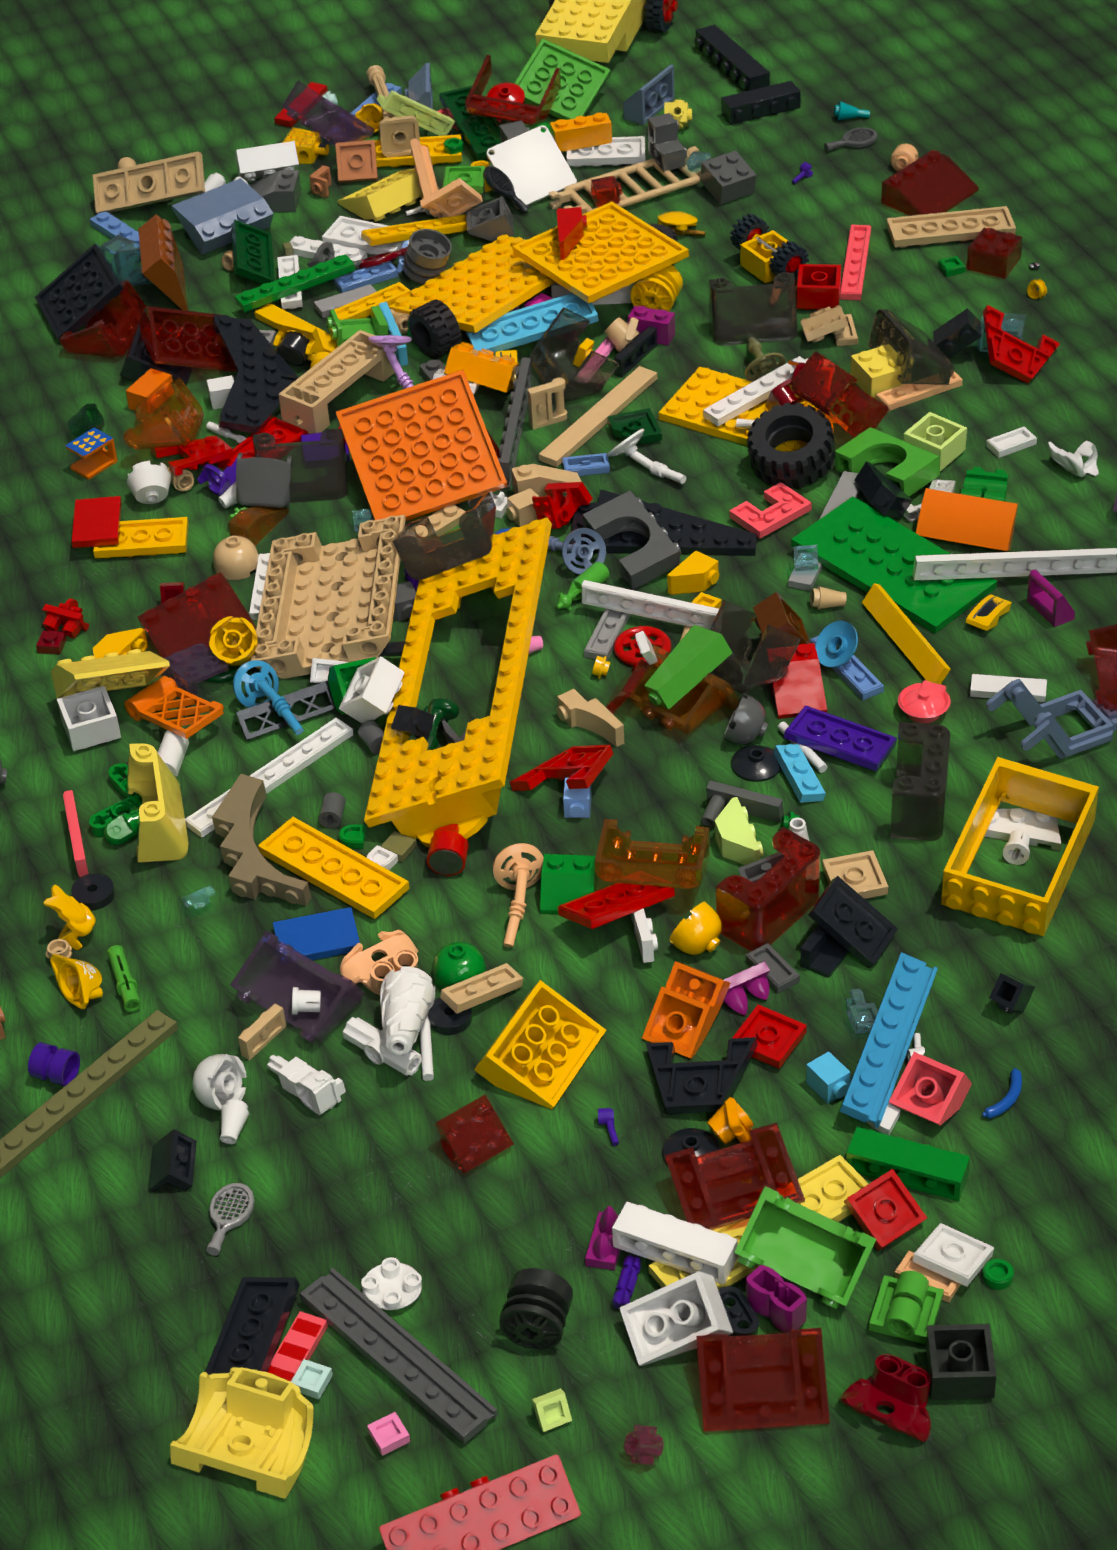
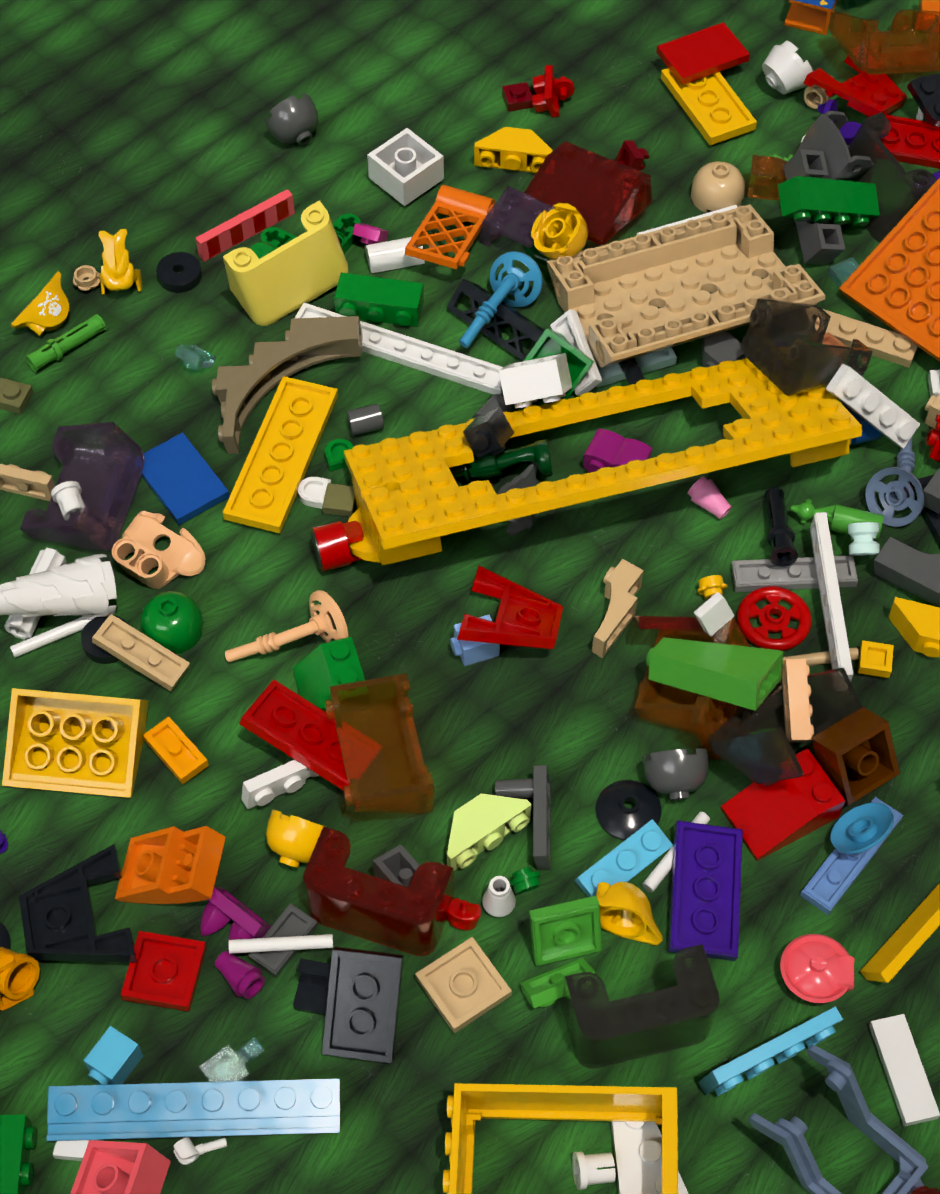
camera: 65 degrees right, 15 degrees up
(112, 671) = (458, 147): light yellow slope -> none
(215, 771) = (379, 299): none -> green brick
(276, 500) = (818, 241): none -> dark grey arch
(310, 493) = (828, 200): none -> green brick
(459, 680) = (613, 450): none -> magenta brick
(508, 519) = (872, 406): none -> white plate
(580, 616) = (780, 534): none -> black pin
(583, 988) = (175, 750): none -> light orange plate
(611, 574) = (863, 537): none -> light aqua wheel
(740, 646) = (796, 700): none -> light nougat piece
(779, 962) = (280, 943): none -> white bar
(793, 993) = (242, 976): none -> magenta cone
(842, 777) = (627, 912): none -> yellow hat
(844, 805) = (565, 930): none -> bright green tile
(877, 827) = (549, 987): none -> bright green plate
(976, 733) = (762, 1057): none -> medium azure plate

